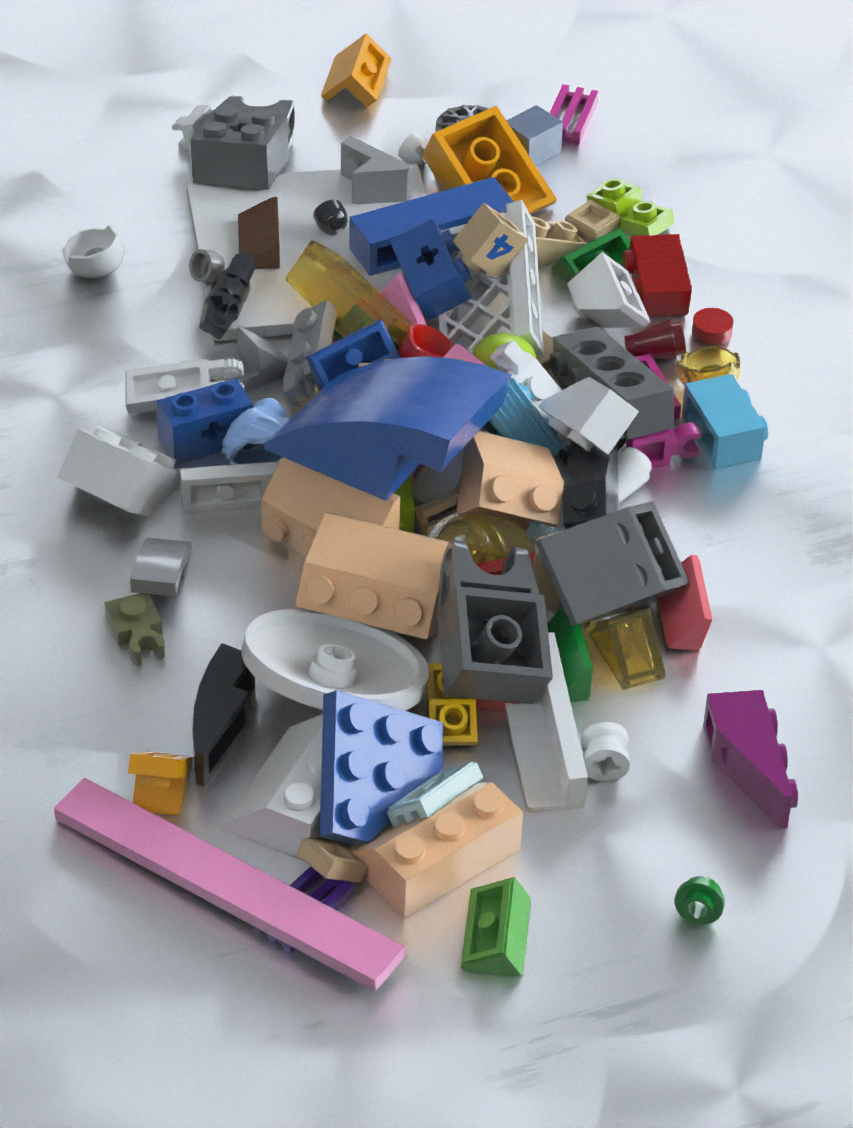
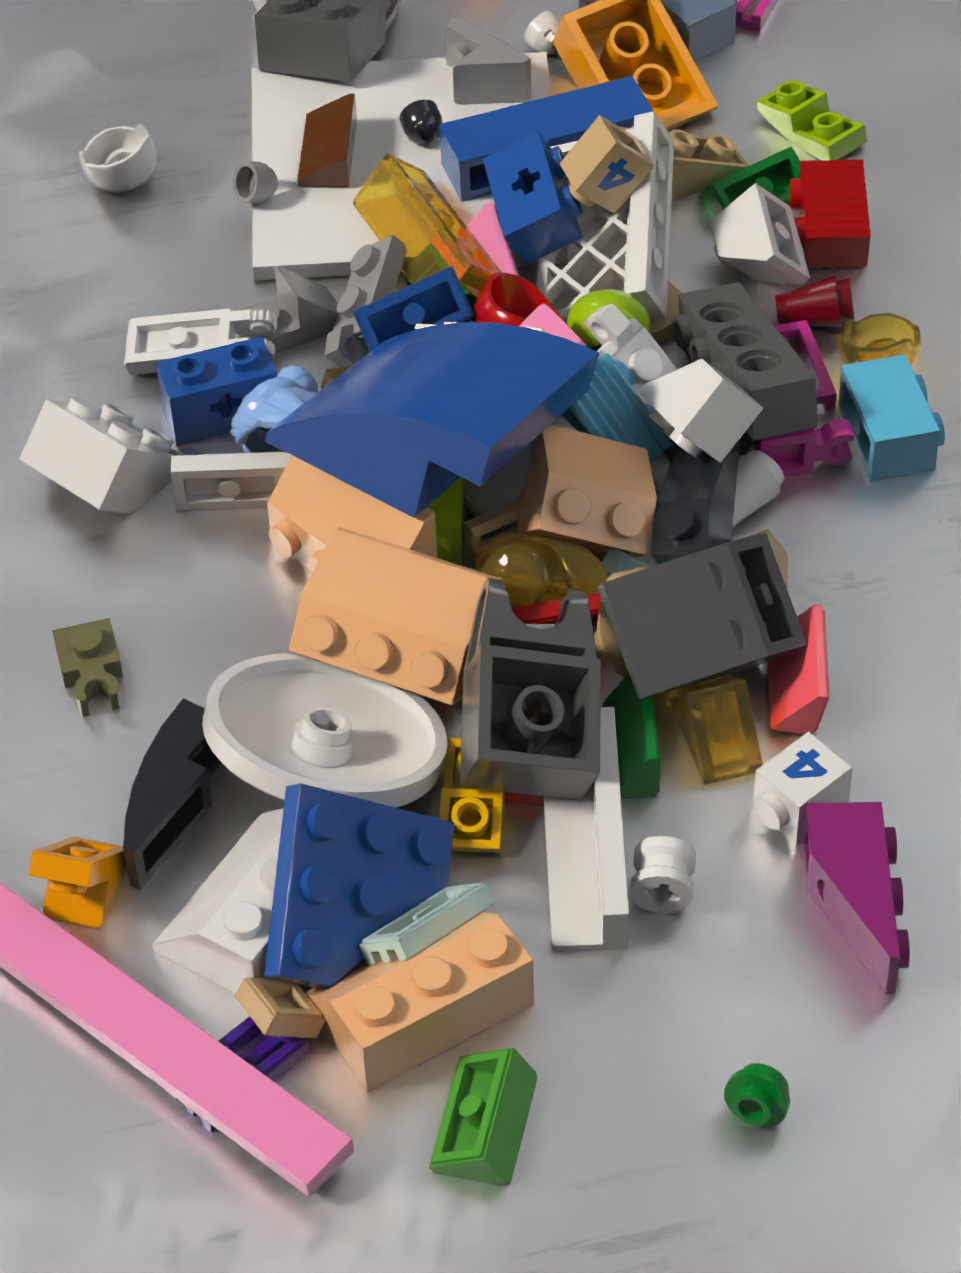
camera: 10 degrees right, 5 degrees up
(160, 566) = (130, 584): light grey slope -> none
(227, 295) = (272, 224): black hinge -> none
(593, 220) = (760, 135): tan tile -> none
(693, 679) = (797, 776): none -> white brick
(712, 326) = (895, 284): red tile -> none

